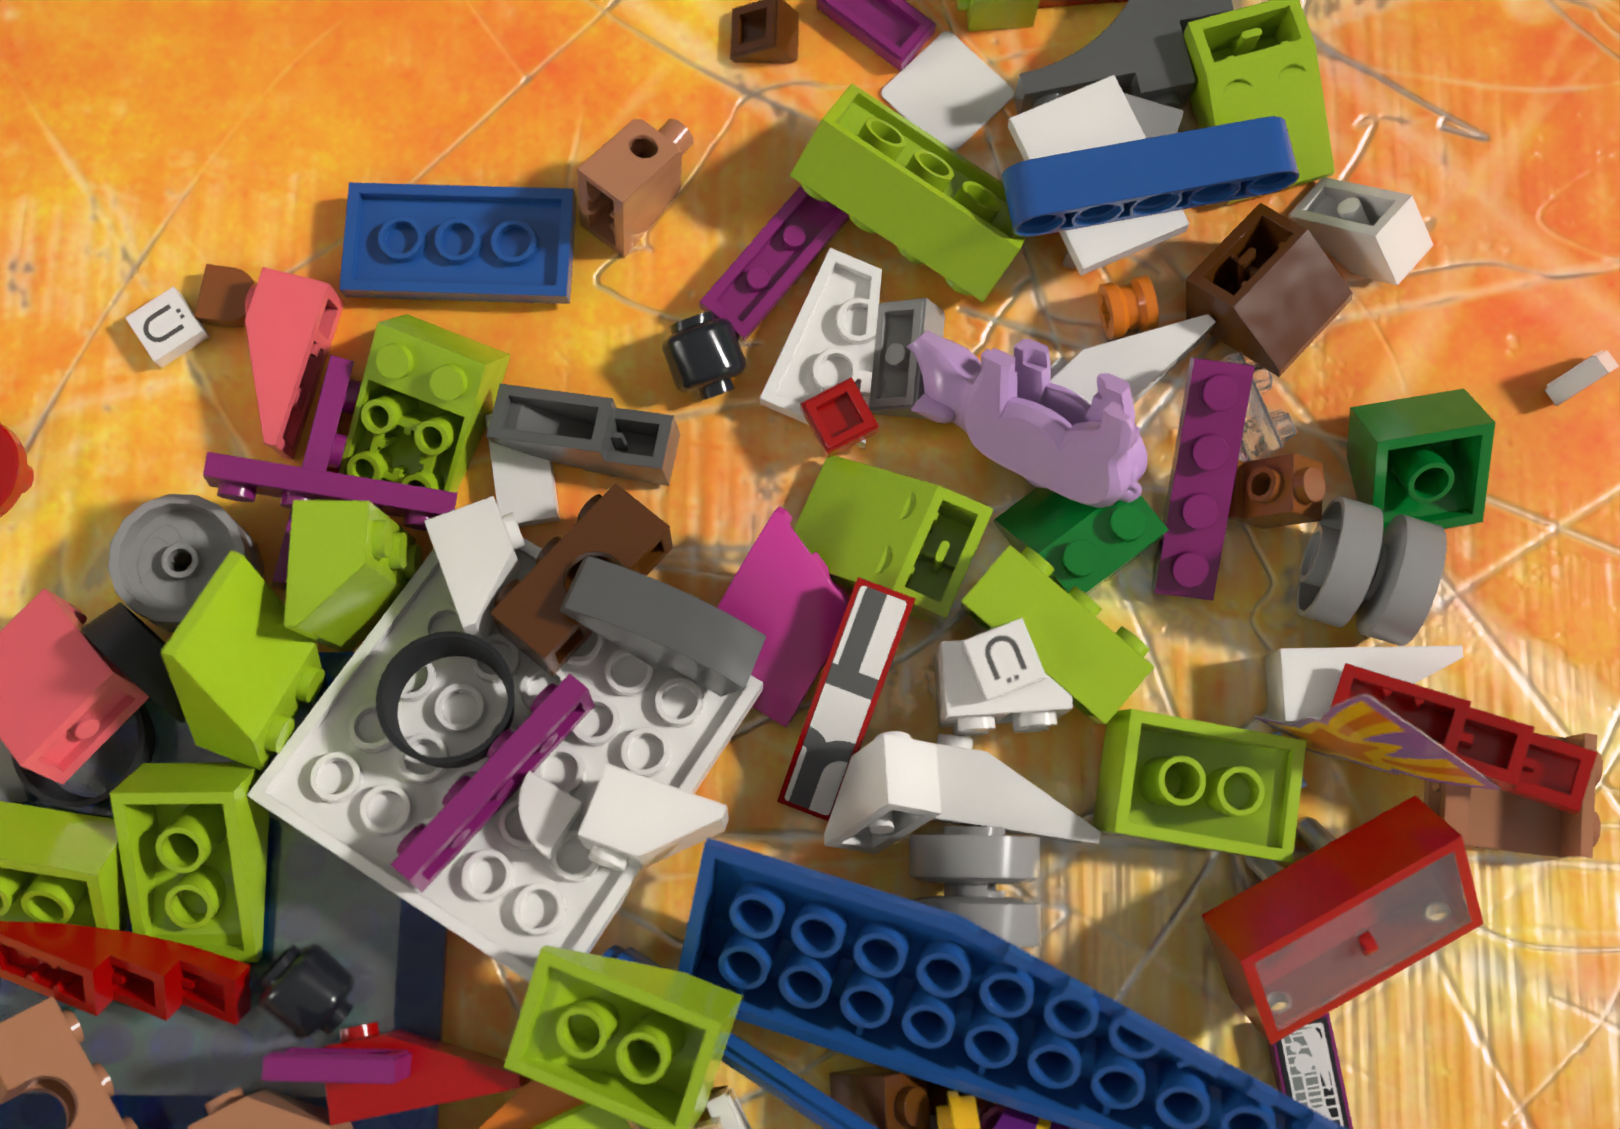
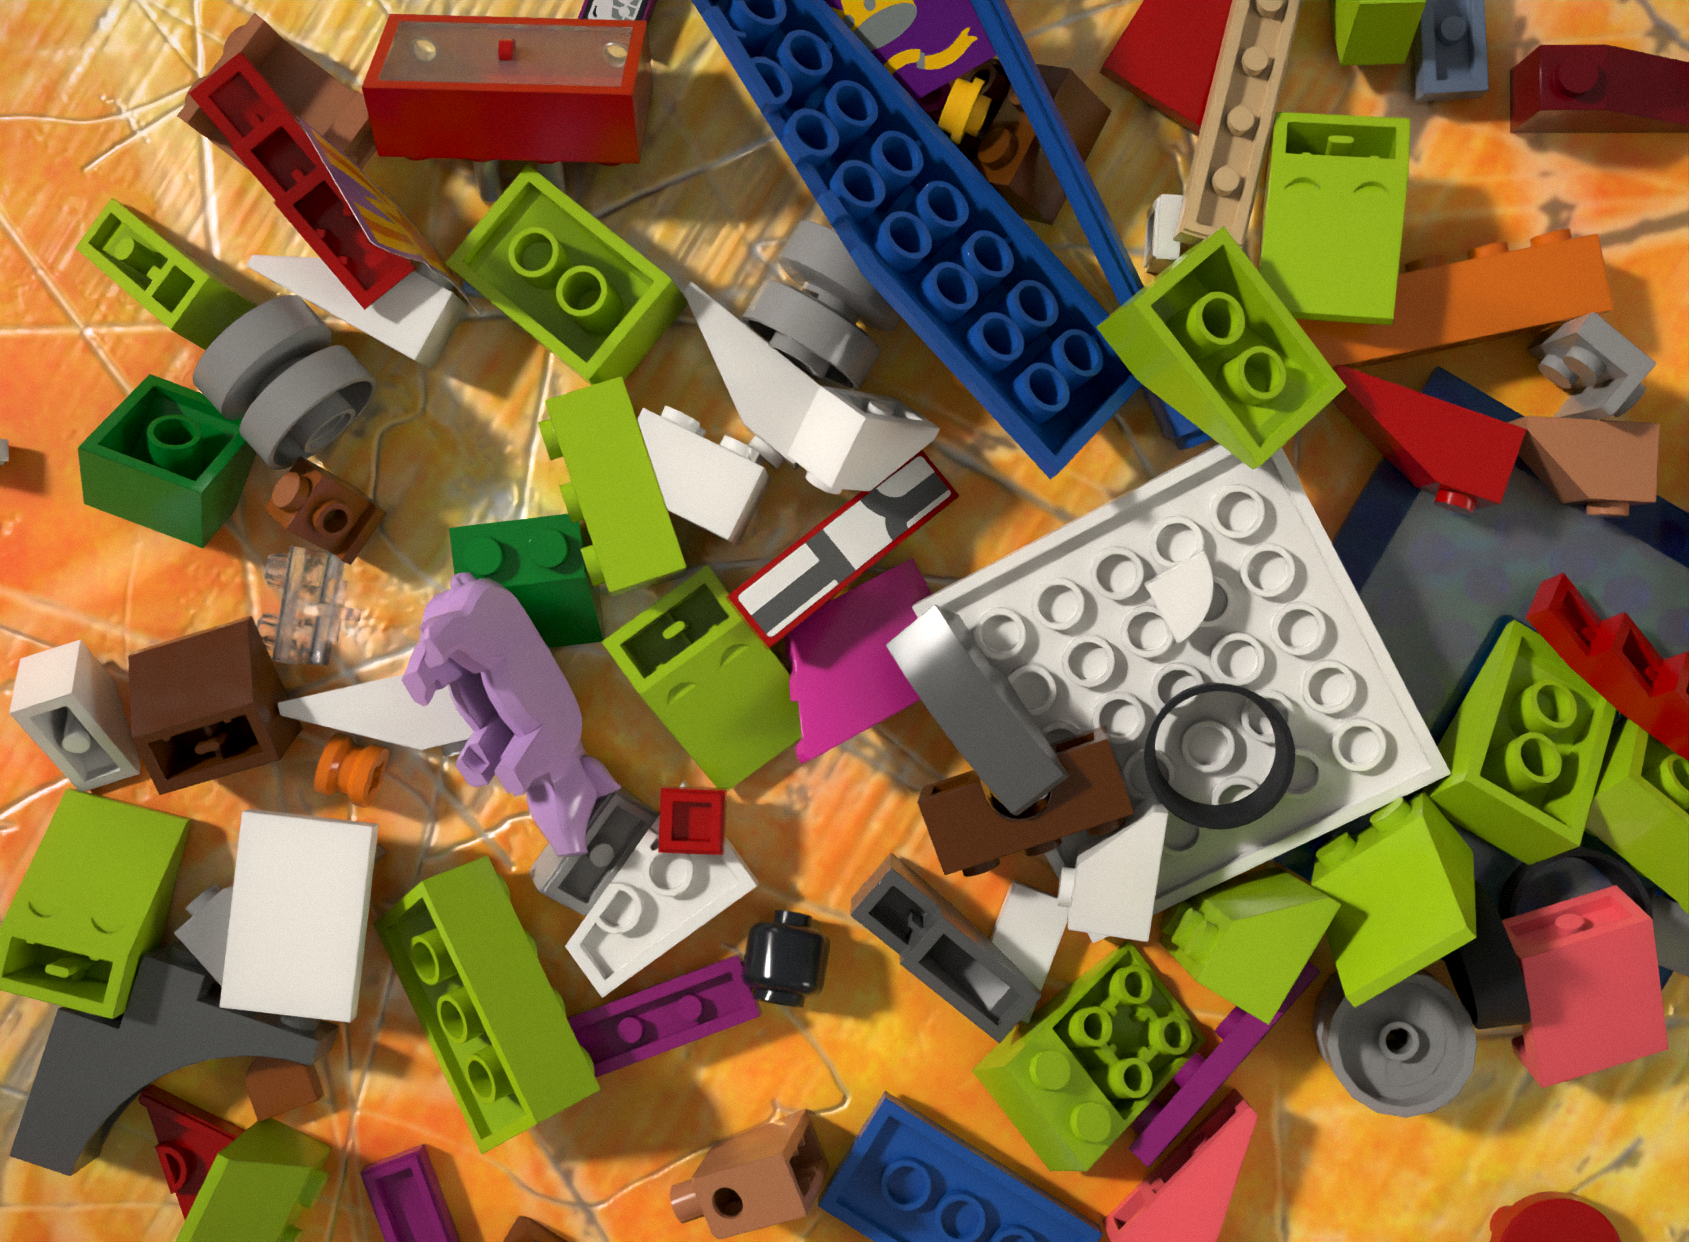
camera: 155 degrees left, 10 degrees up
(244, 478) = (1243, 1040): magenta plate -> none
(306, 991) = (1484, 565): black head -> none
(337, 1065) = (1495, 474): magenta tile -> none
(475, 800) = (1244, 642): magenta plate -> none
(645, 820) = (1098, 534): white slope -> none
(948, 91) = (390, 1095): white sticker -> none
(1003, 659) = (680, 486): white tile -> none
(1032, 49) = (281, 1086): none -> dark orange tile
(1149, 176) = (250, 878): blue beam -> none
(1202, 478) = (383, 562): magenta plate -> none
(1519, 601) = (162, 275): none -> lime slope

